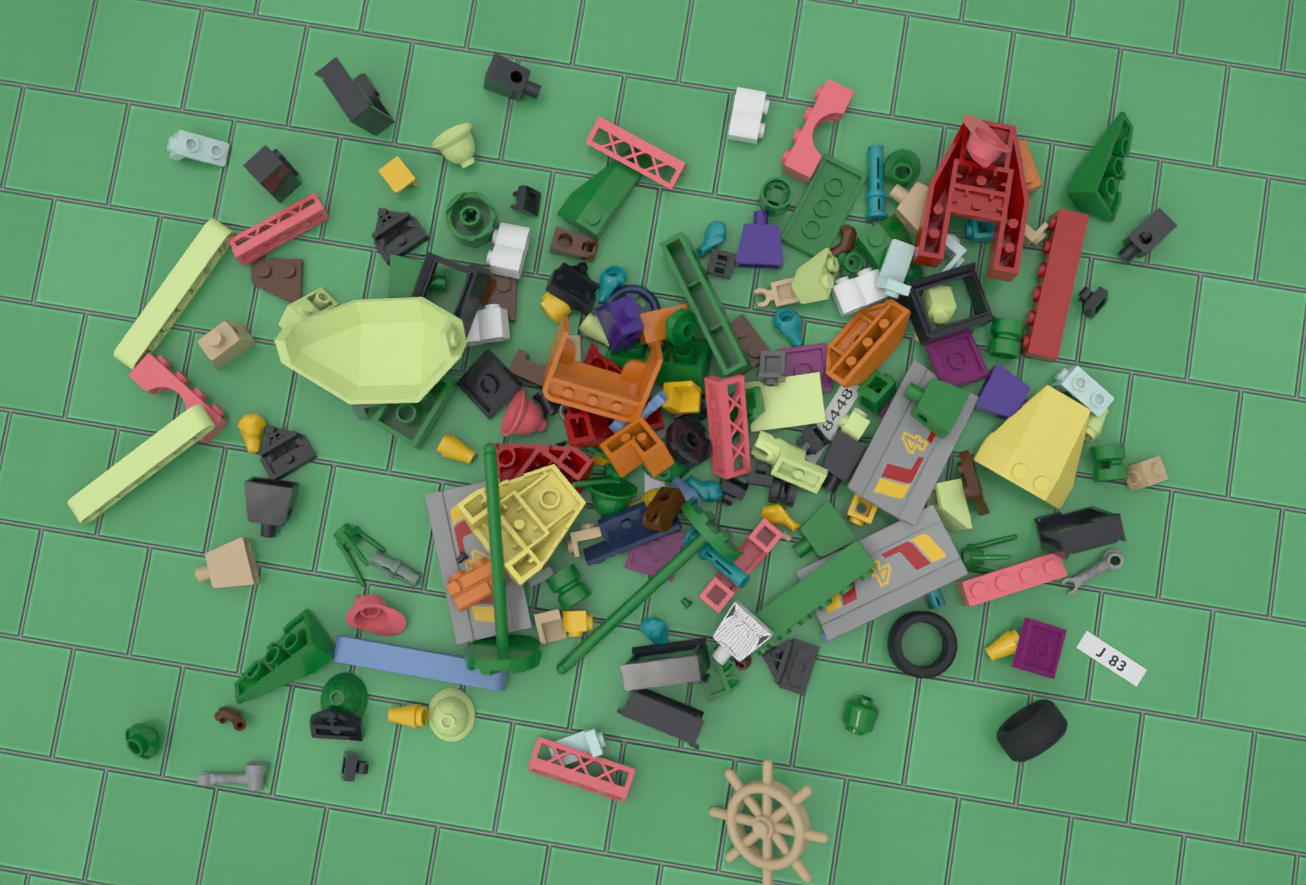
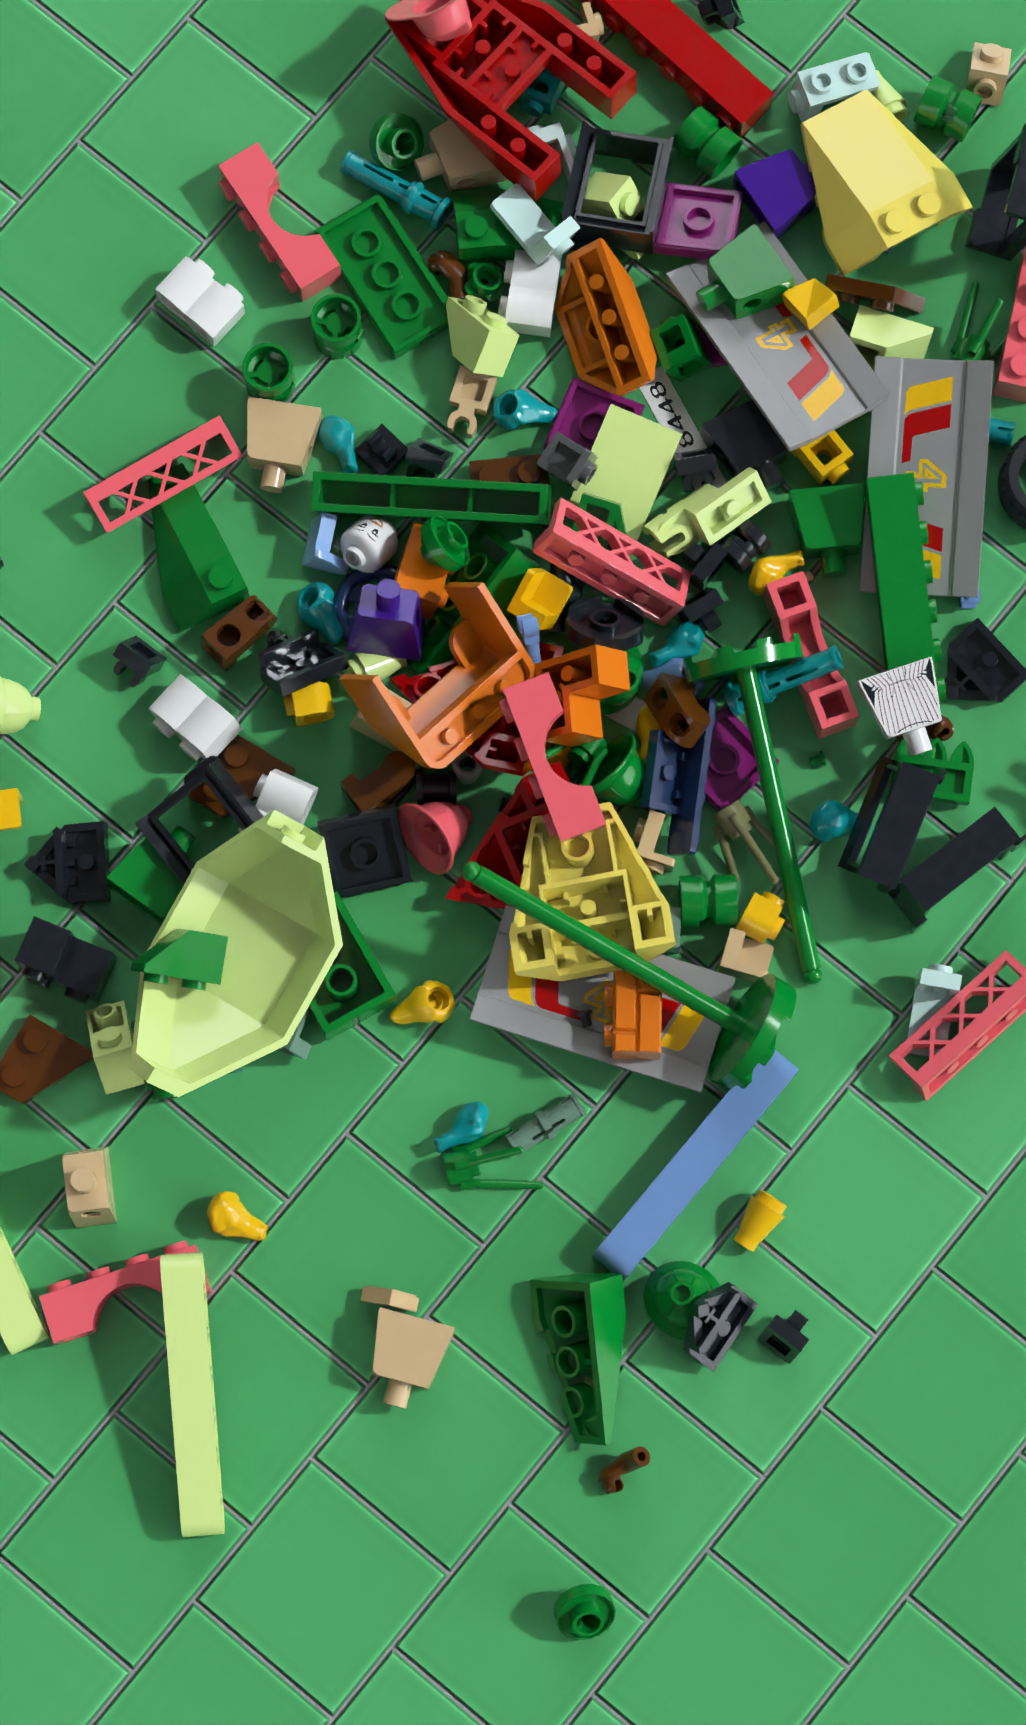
camera: 65 degrees left, 5 degrees down
(252, 539) = (390, 1298): none -> tan tile
(253, 776) = (722, 1485): light grey brick -> none
(270, 502) = (353, 1244): black torso -> none
(284, 452) = (290, 1190): black slope -> none
(338, 257) = (59, 958): none -> black brick
(365, 320) = (184, 955): none -> green slope
(370, 527) = (467, 1126): none -> teal animal
(373, 615) = (597, 1186): coral piece -> none
(425, 466) = (425, 1004): none -> yellow animal
(451, 714) = (790, 1163): yellowish green hat -> none
(455, 449) = (425, 951): yellow cone -> none
(474, 205) = (98, 743): green brick -> none
(566, 482) = (570, 806): none -> coral arch
(621, 576) = (735, 821): none -> olive plant
(645, 260) = (318, 546): none -> light blue tile
(662, 286) = (369, 543): none -> white head
(693, 204) = (280, 439): none -> tan torso
(725, 176) = (269, 372): none -> green wheel
(731, 290) = (427, 456): none -> black tile
(760, 245) = (389, 384): dark purple torso -> none
(854, 424) = (706, 400): yellowish green plate -> none
(943, 450) = (810, 302): none -> yellow slope

